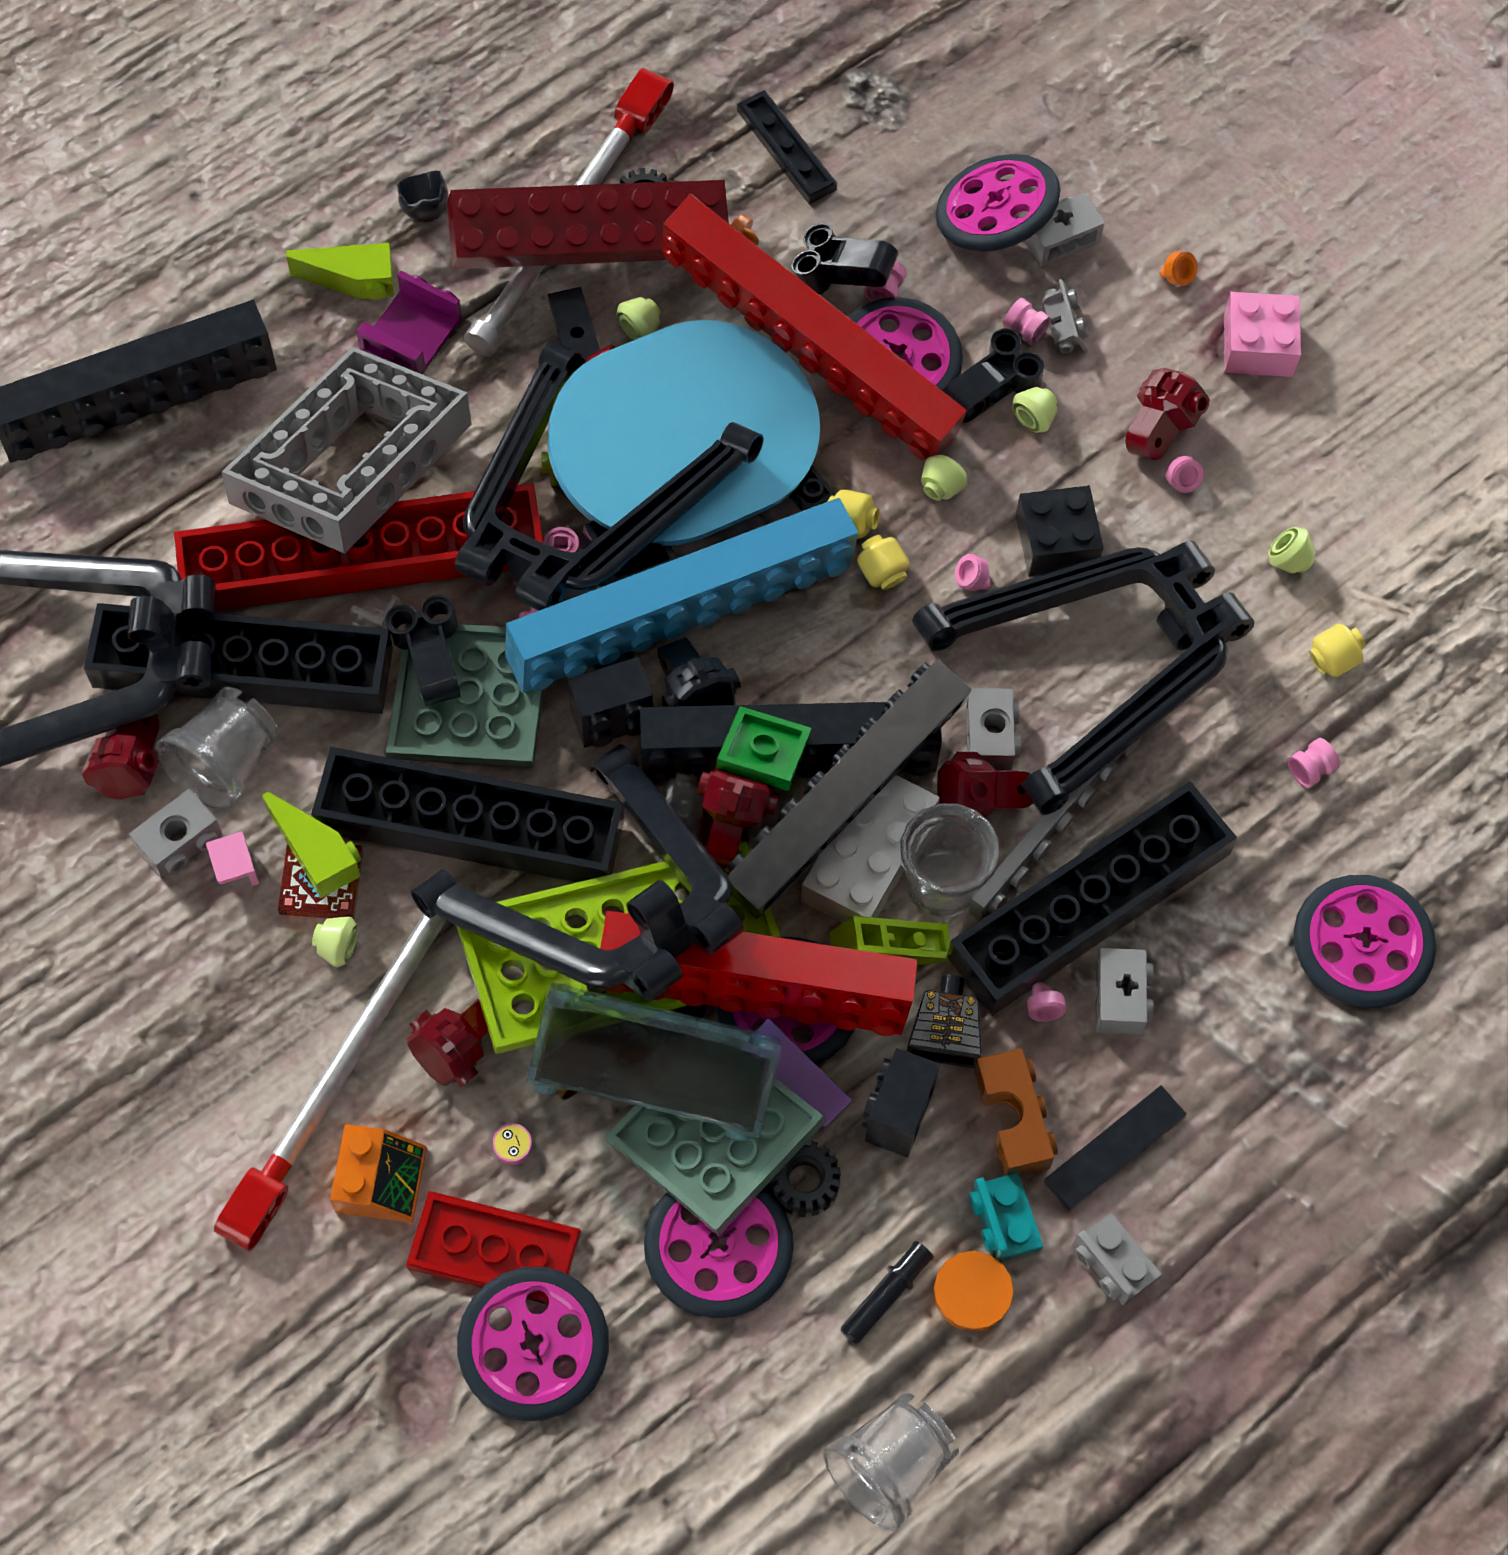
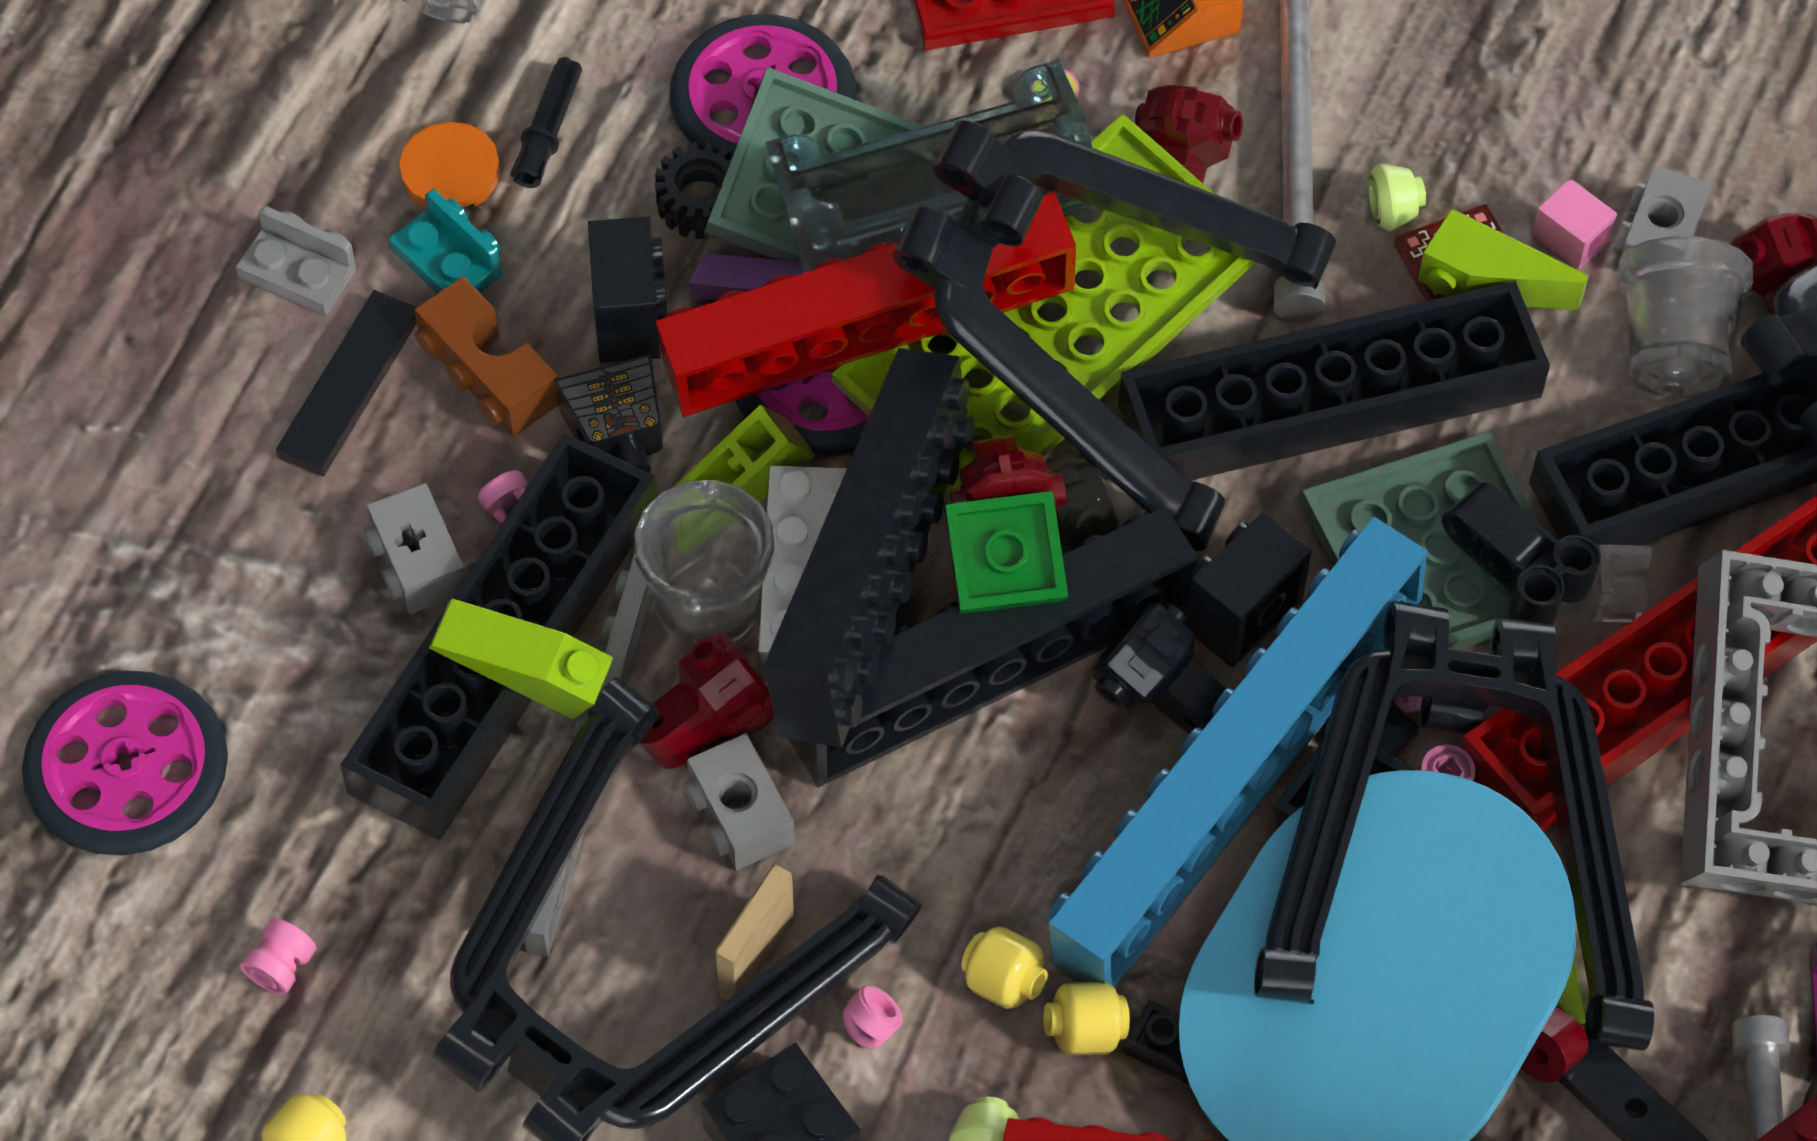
camera: 155 degrees right, 5 degrees down
(1025, 631) = (755, 932): none -> tan tile
(1095, 836) = (523, 656): none -> lime slope

